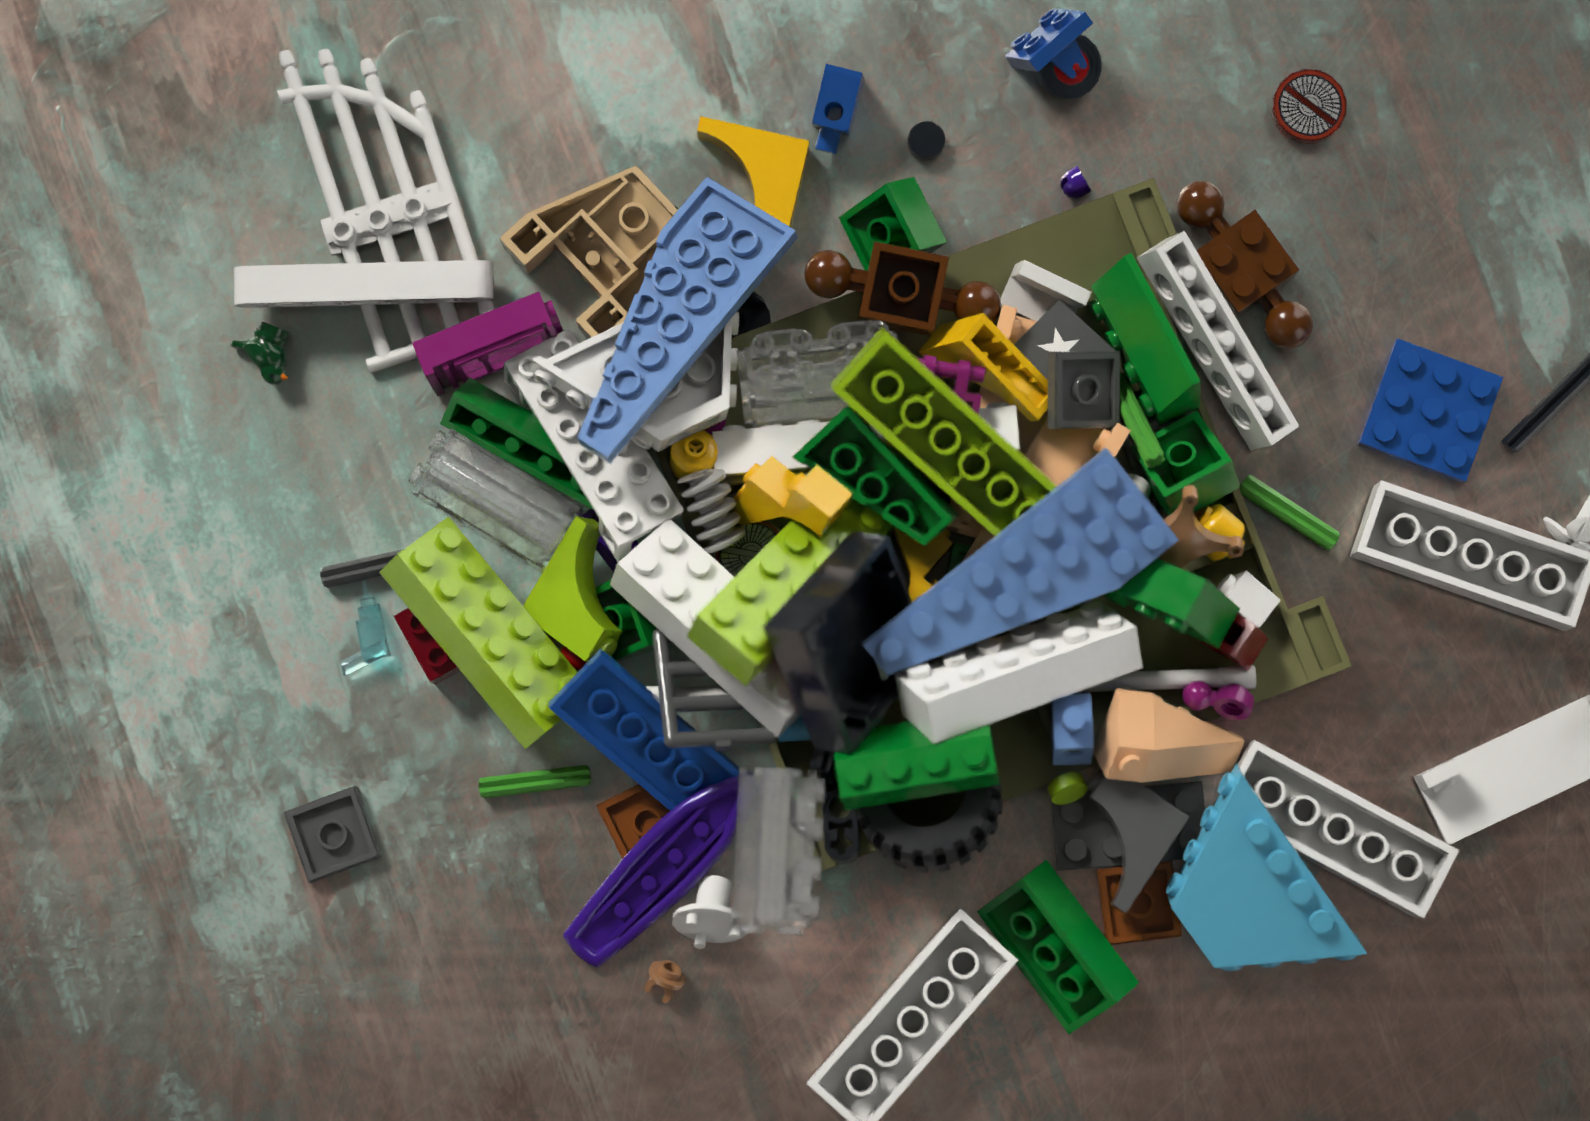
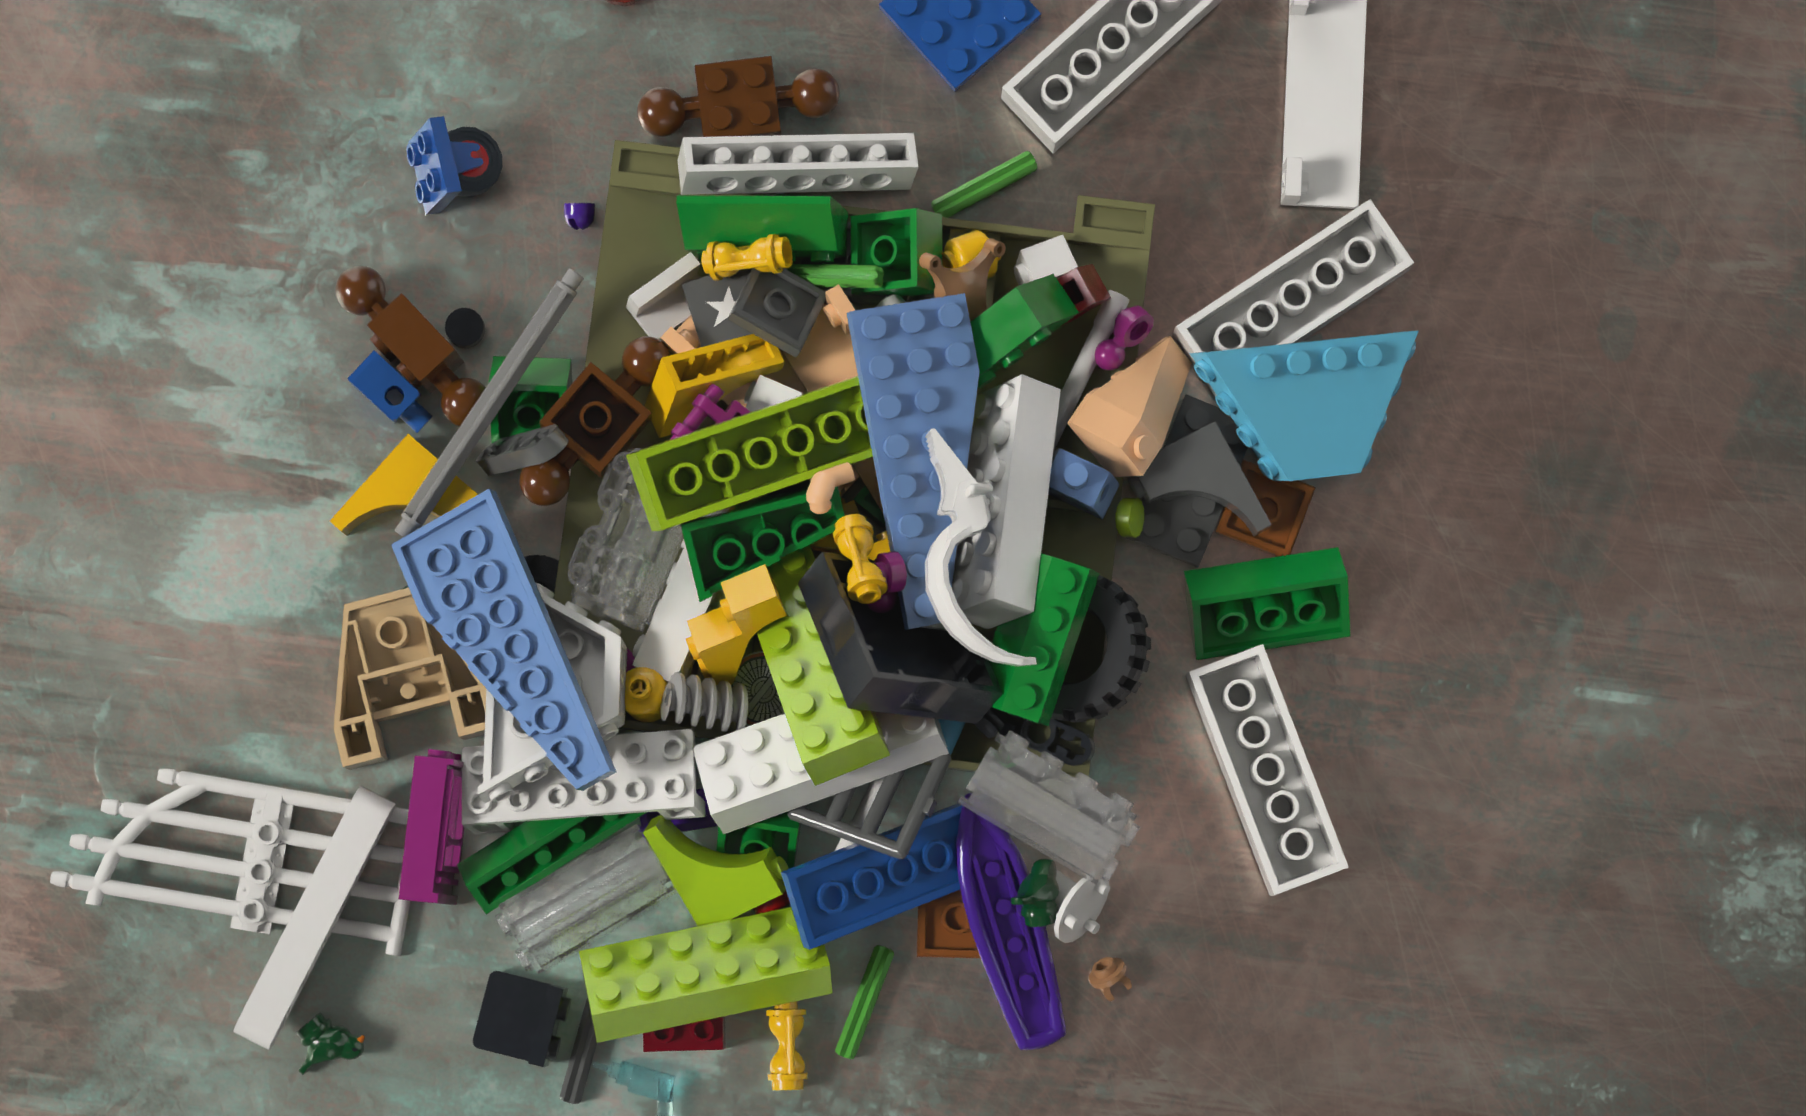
camera: 65 degrees left, 0 degrees up
(370, 501) = (521, 1018): none -> black bracket
(448, 743) = (787, 1064): none -> yellow piece
(700, 880) = (1038, 894): none -> dark green animal
(844, 241) = (522, 450): none -> dark grey beam
(870, 193) = (489, 403): none -> light grey piece
(888, 106) = (408, 336): none -> reddish brown brick
(895, 606) = (895, 572): none -> magenta plate
(912, 560) = (855, 542): none -> yellow piece
(947, 506) = (823, 486): none -> light nougat arm
(994, 637) = (968, 508): none -> white piece
(1121, 354) = (764, 255): none -> yellow piece

